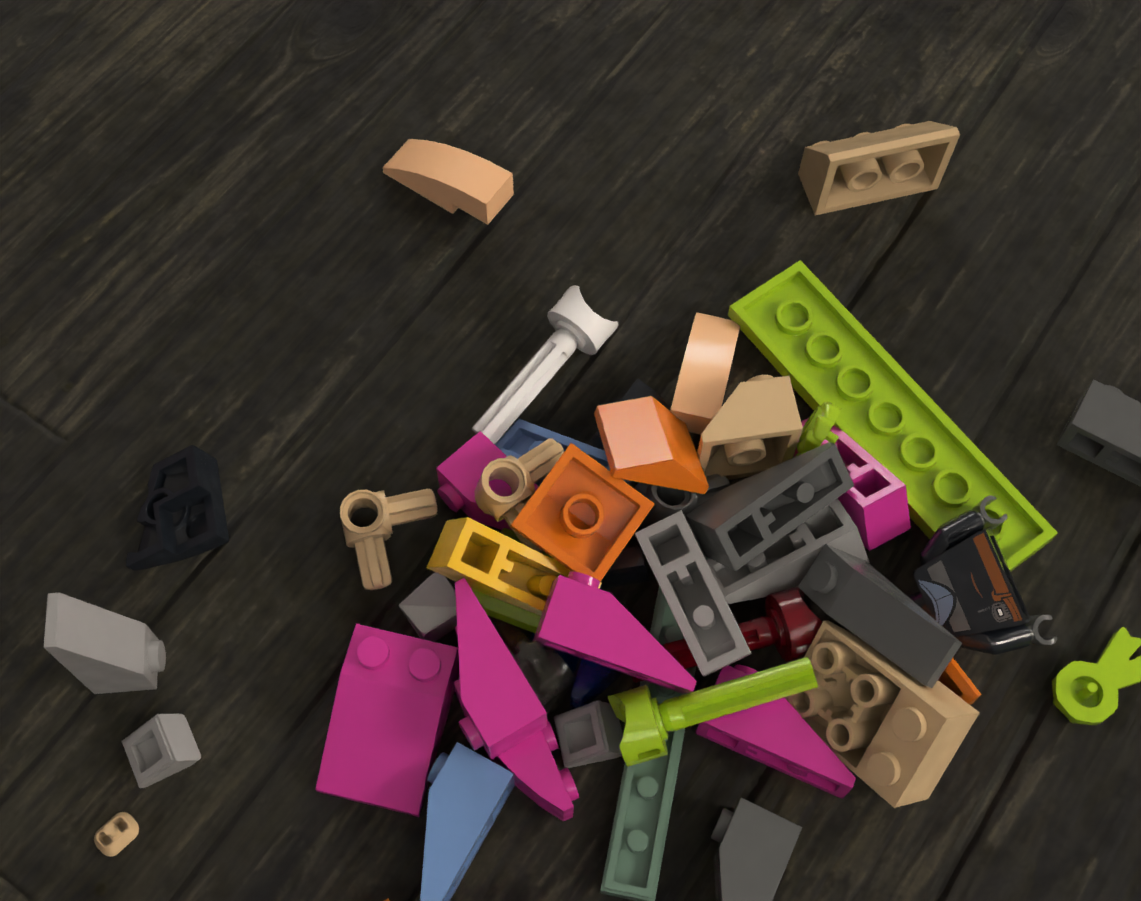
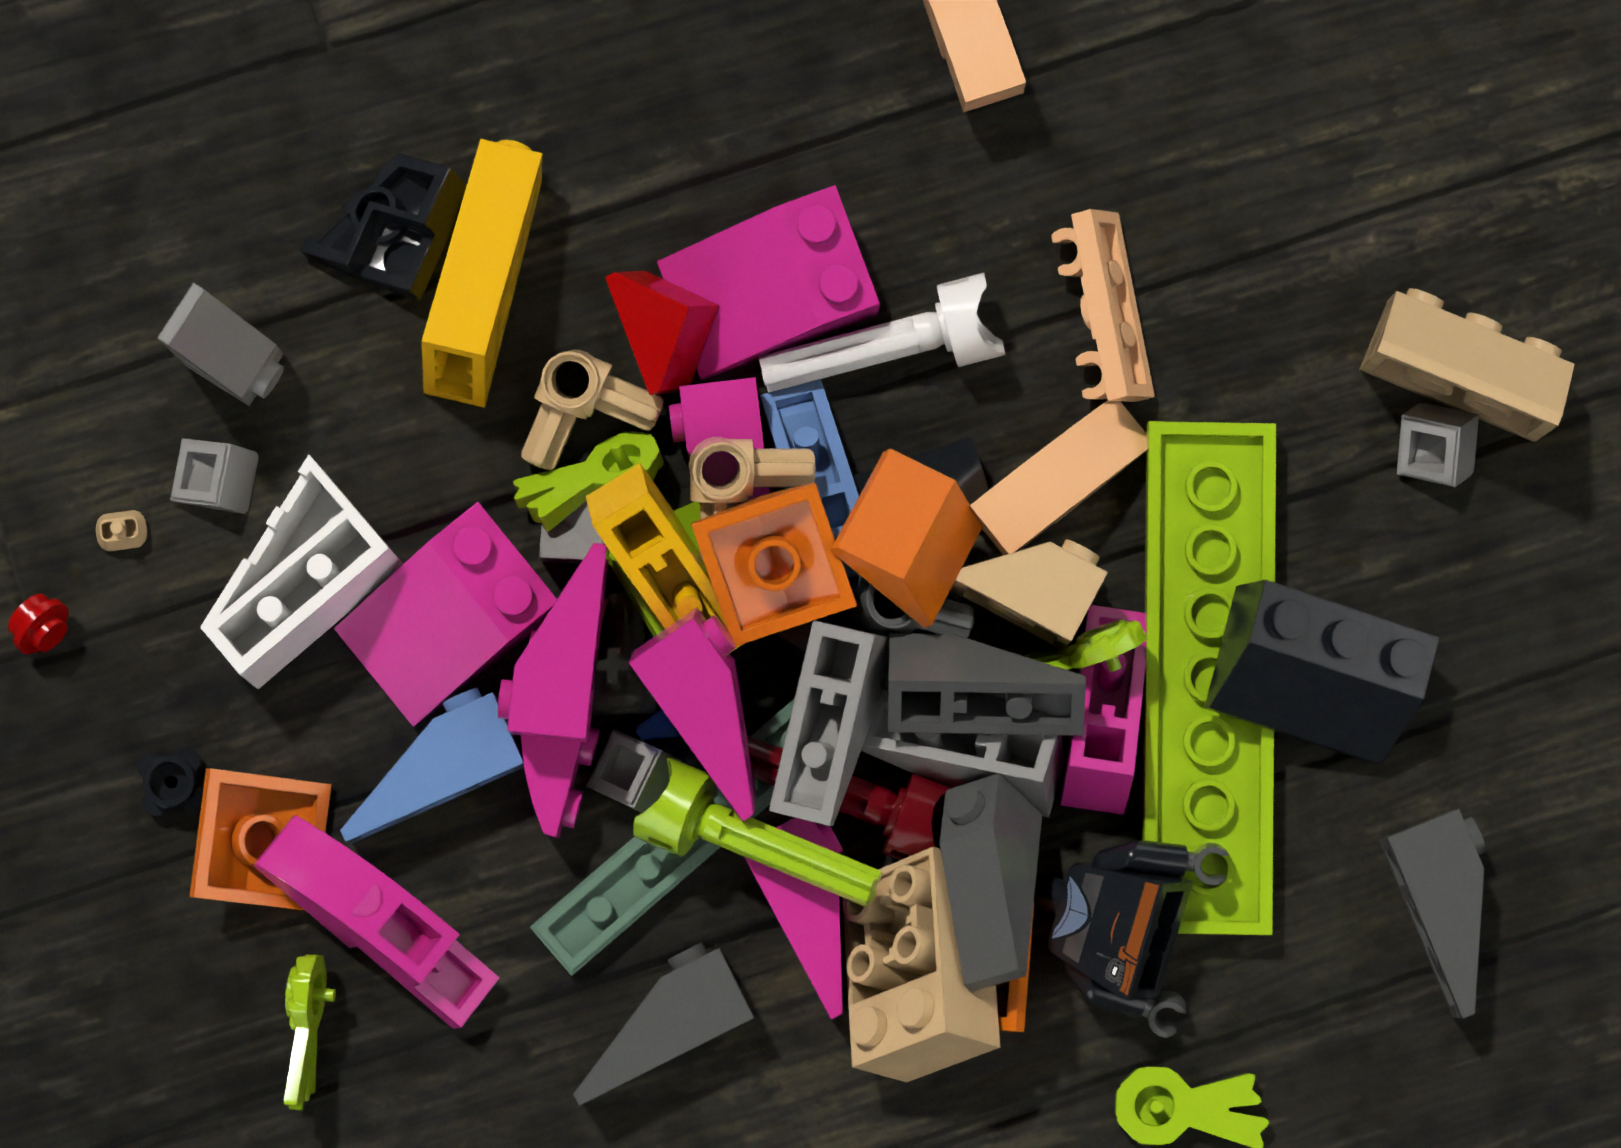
camera: 35 degrees right, 20 degrees up
(259, 498) = (480, 272): none -> yellow slope
(267, 767) = (299, 578): none -> white wedge
(400, 445) = (663, 327): none -> red slope
(408, 588) = (561, 491): none -> lime piece
(447, 380) = (776, 280): none -> dark pink slope
(652, 268) = (1108, 306): none -> light nougat plate
(892, 218) = (1437, 444): none -> light grey slope
(946, 361) = (1319, 670): none -> black slope

